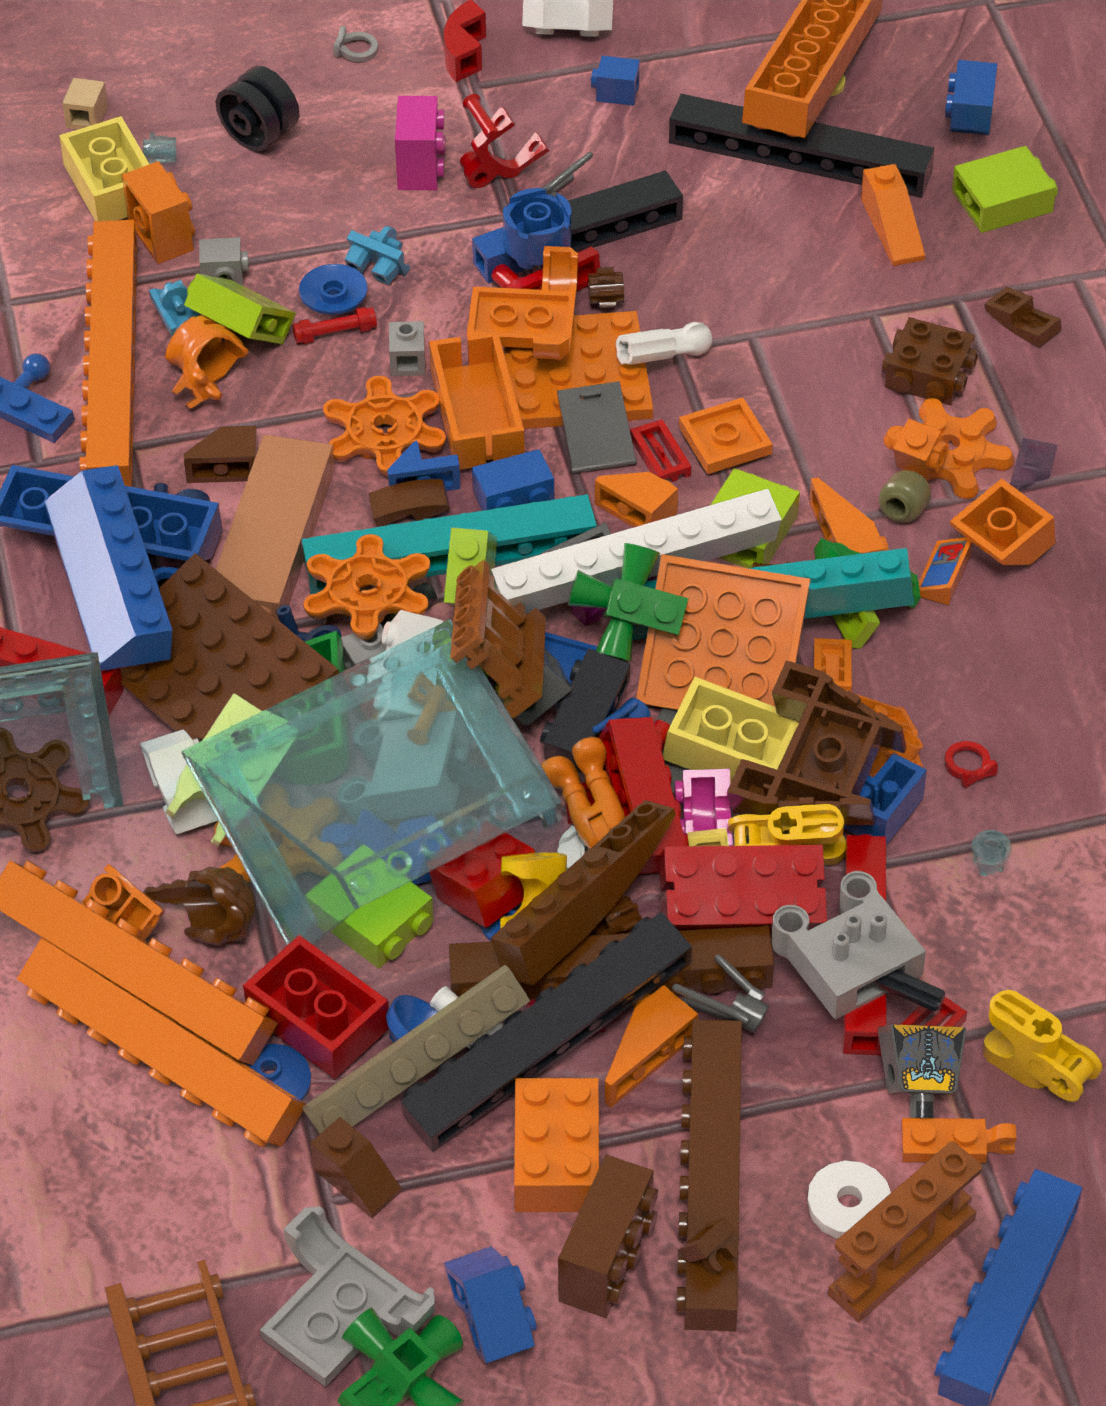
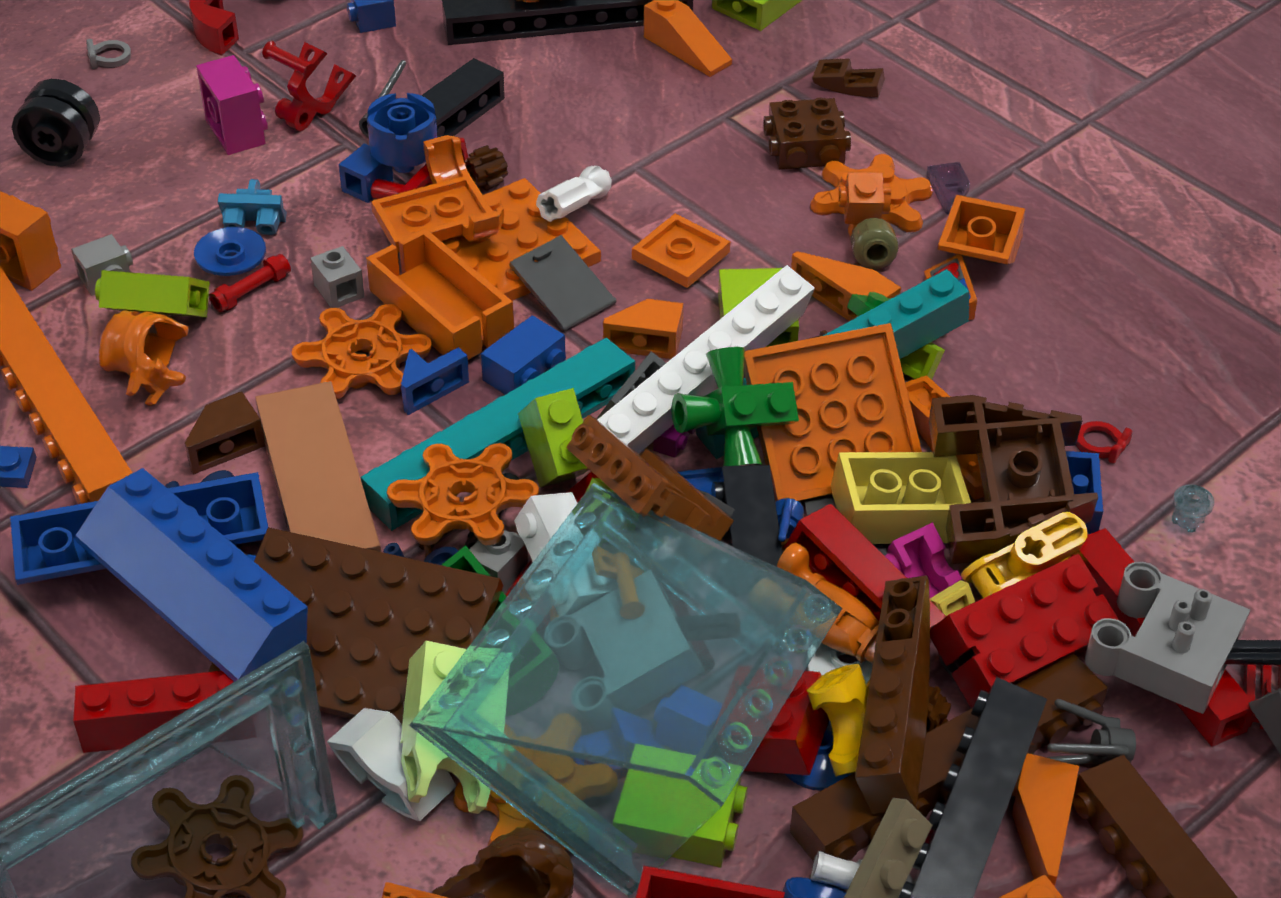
camera: 30 degrees left, 5 degrees down
(170, 305) = (81, 317): dark azure hips -> none
(416, 497) = (426, 409): reddish brown slope -> none
(669, 472) = (628, 288): red tile -> none

